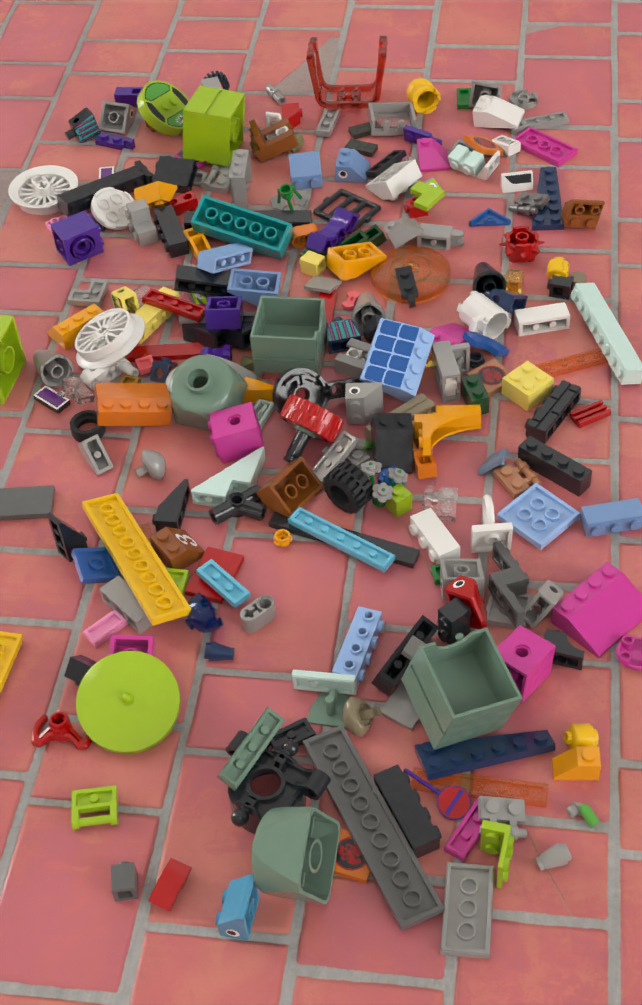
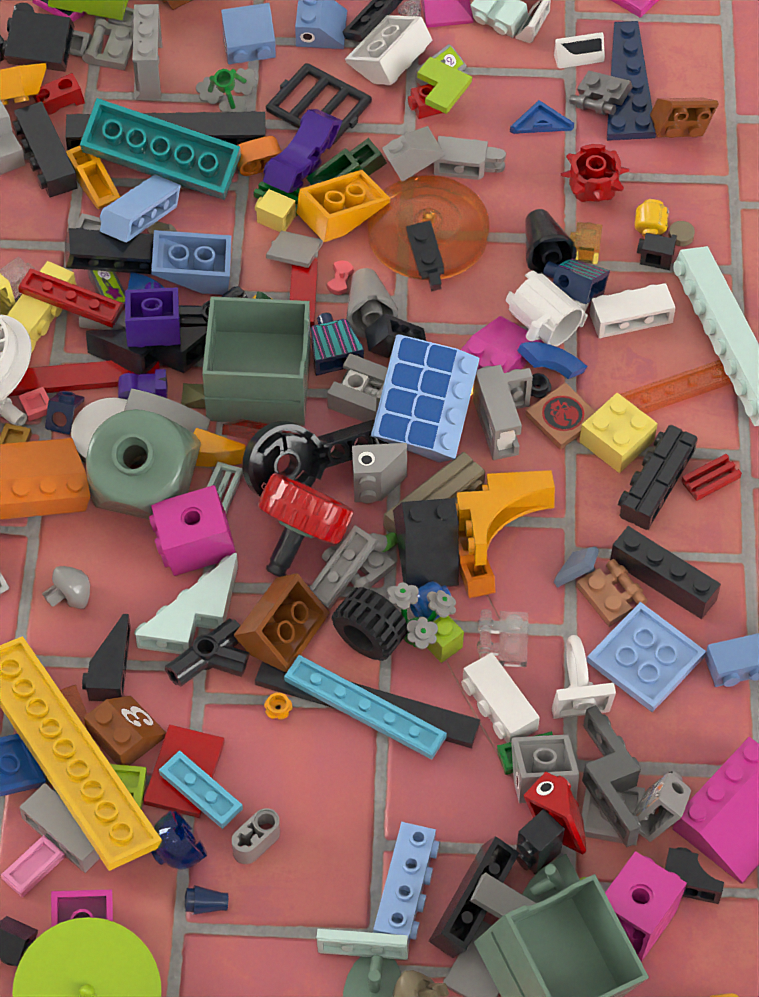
camera: 10 degrees left, 10 degrees up
(474, 392) = (541, 447): dark green brick -> none

